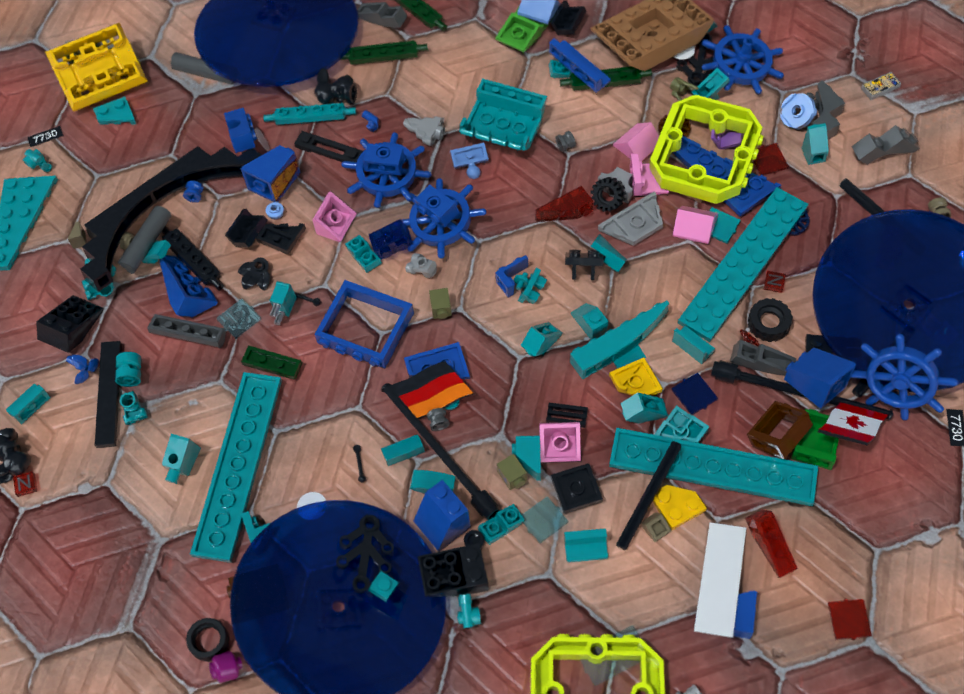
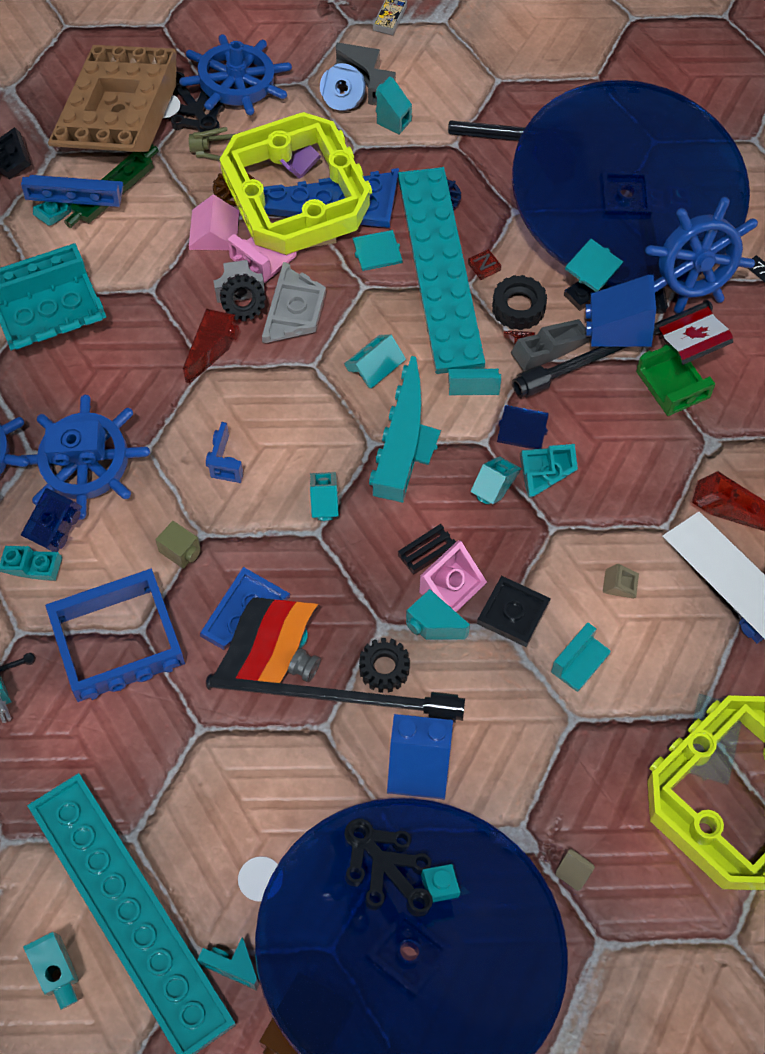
camera: 50 degrees left, 0 degrees up
(271, 362) = (48, 767): dark green plate -> none
(357, 449) = (246, 774): black hinge -> none
(403, 450) = (298, 729): teal slope -> none
(421, 265) = (113, 522): light grey plate -> none
(424, 480) = (365, 734): teal slope -> none
(453, 572) = (490, 800): black slope -> none
(462, 648) = (574, 870): none -> dark tan slope
(467, 616) = (546, 830): teal plate -> none
(469, 157) = (47, 369): medium blue plate -> none
(474, 537) = (469, 754): black tile -> none
(478, 444) = (379, 680): none -> black tyre
(501, 524) = (478, 713): teal slope -> none
(512, 472) = (437, 651): olive brick -> none
(534, 280) = (251, 451): teal hips -> none
(543, 519) = (512, 671): clear light blue piece -> none
(565, 141) = (137, 278): dark grey wheel -> none
(591, 320) = (353, 435): teal slope -> none
(592, 259) = (290, 375): black plate -> none
(613, 258) = (310, 356): teal slope -> none
(636, 378) = (458, 458): yellow plate -> none
(648, 495) = (589, 557): black axle -> none
(649, 288) = (376, 359): none -> teal panel
(678, 505) = (618, 543): yellow plate -> none
(694, 224) = (355, 265): bright pink slope -> none
(712, 85) = (234, 116): teal slope -> none
(717, 467) = (610, 481): teal plate -> none
(760, 432) = (644, 414): reddish brown window -> none
(770, 160) = (364, 152): clear red piece -> none
(832, 331) = (594, 265): none -> teal piece
(892, 142) = (458, 58): dark grey arch -> none
(939, 206) = (556, 87): dark tan wheel -> none

